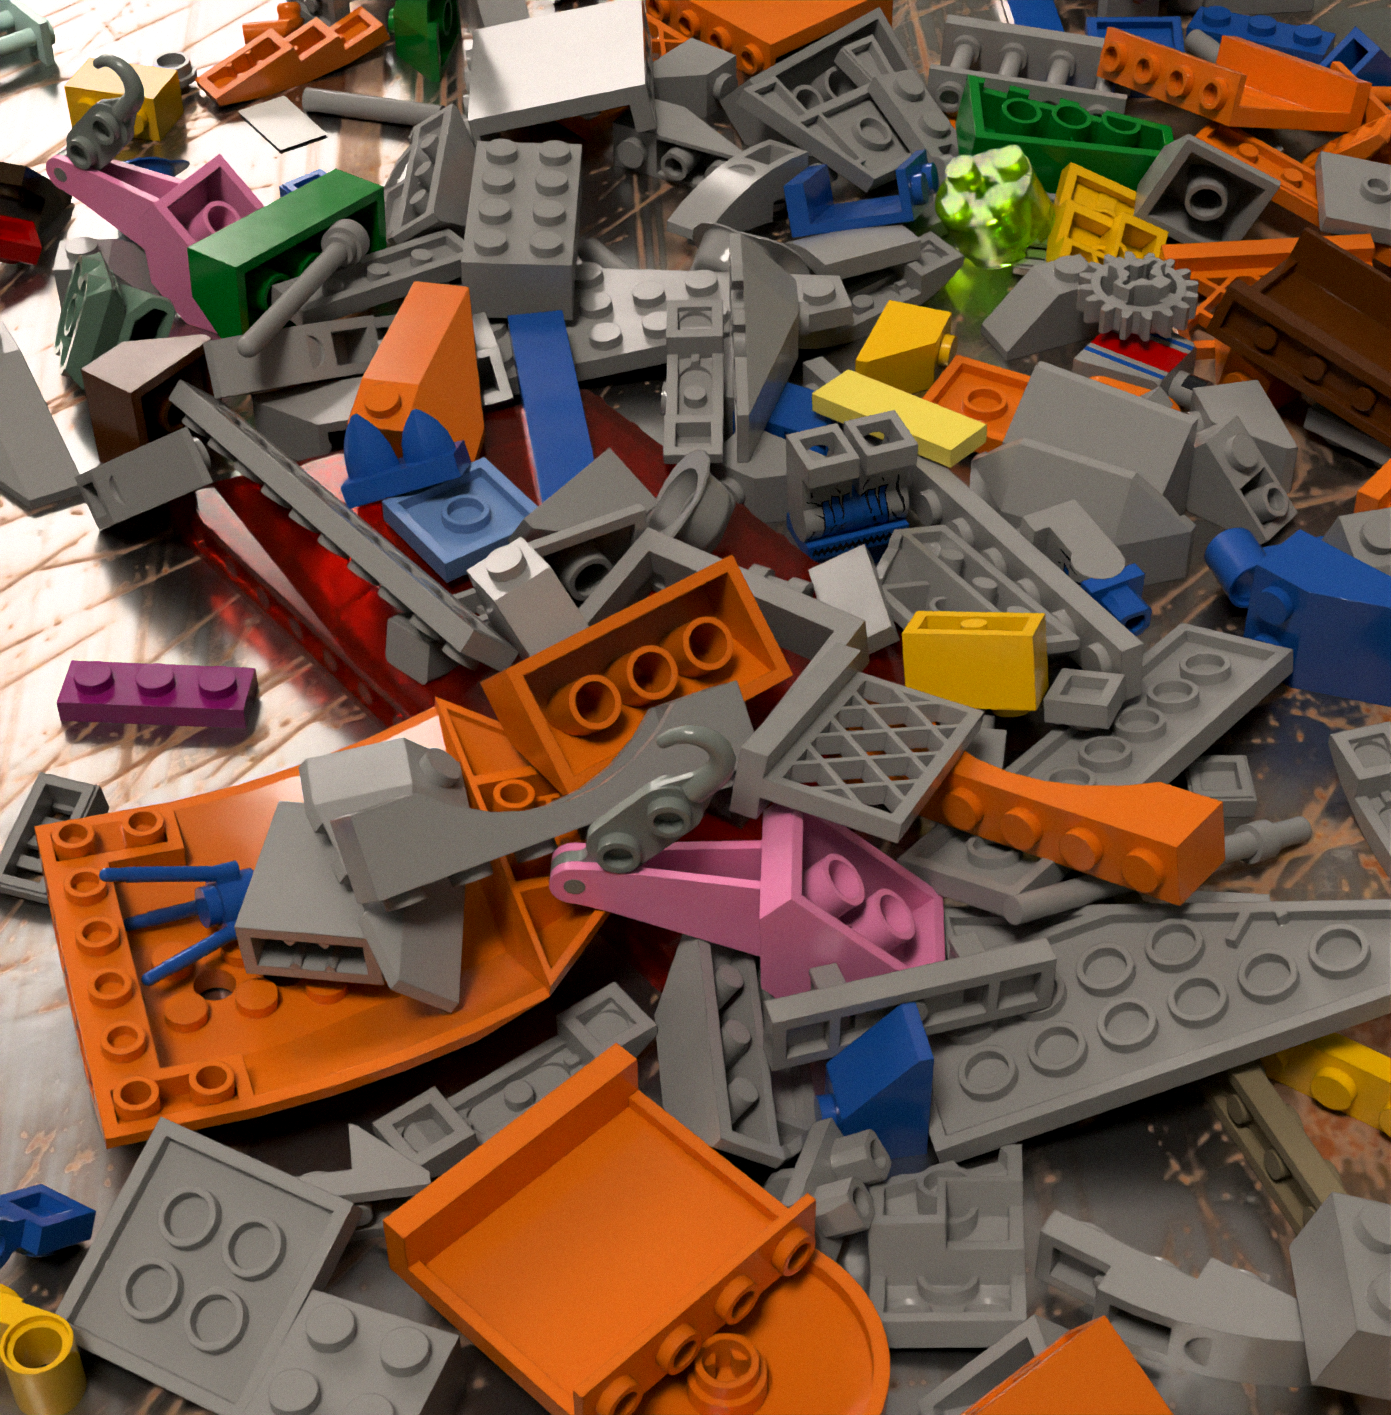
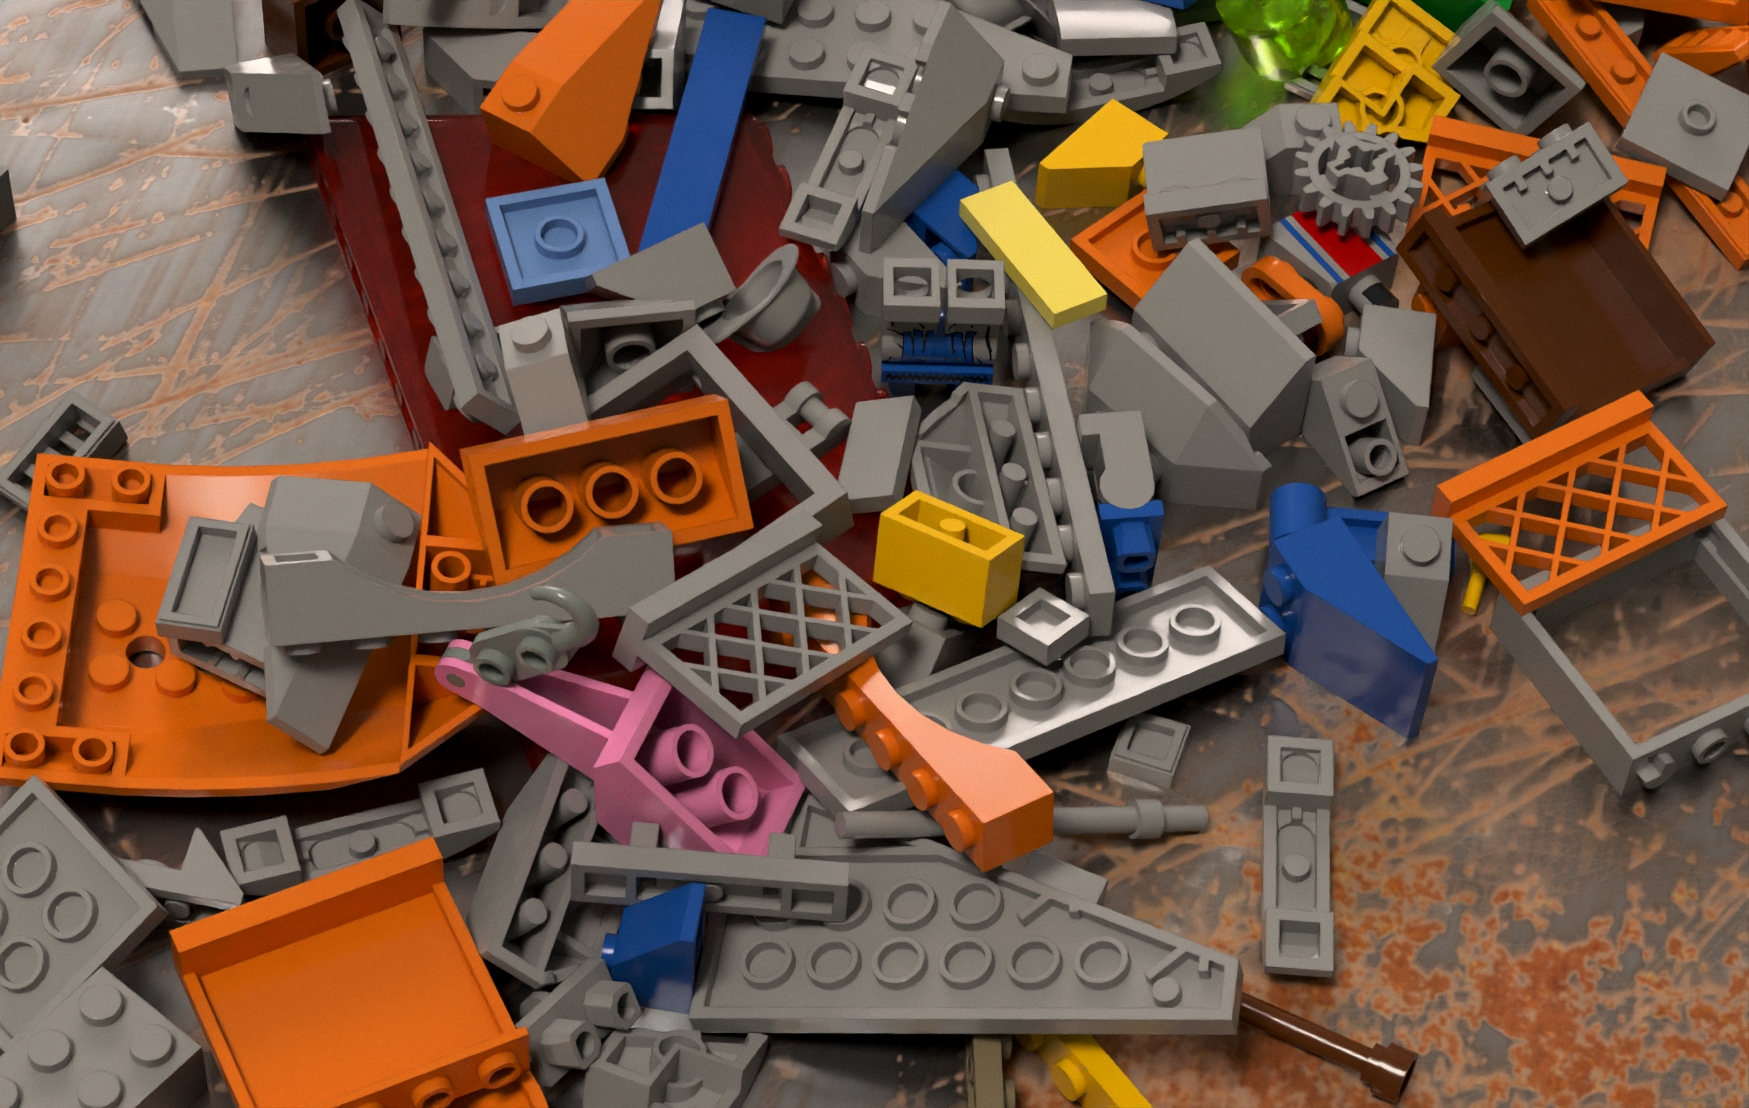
camera: 15 degrees right, 10 degrees up
(157, 694) = (216, 331): magenta plate -> none
(214, 903) = (158, 574): blue plant -> none
(267, 880) = (206, 580): none -> light grey tile
(378, 474) = (494, 170): blue tile -> none
(1013, 332) = (1207, 188): none -> light grey bracket
(1307, 247) = (1554, 184): none -> light grey bracket

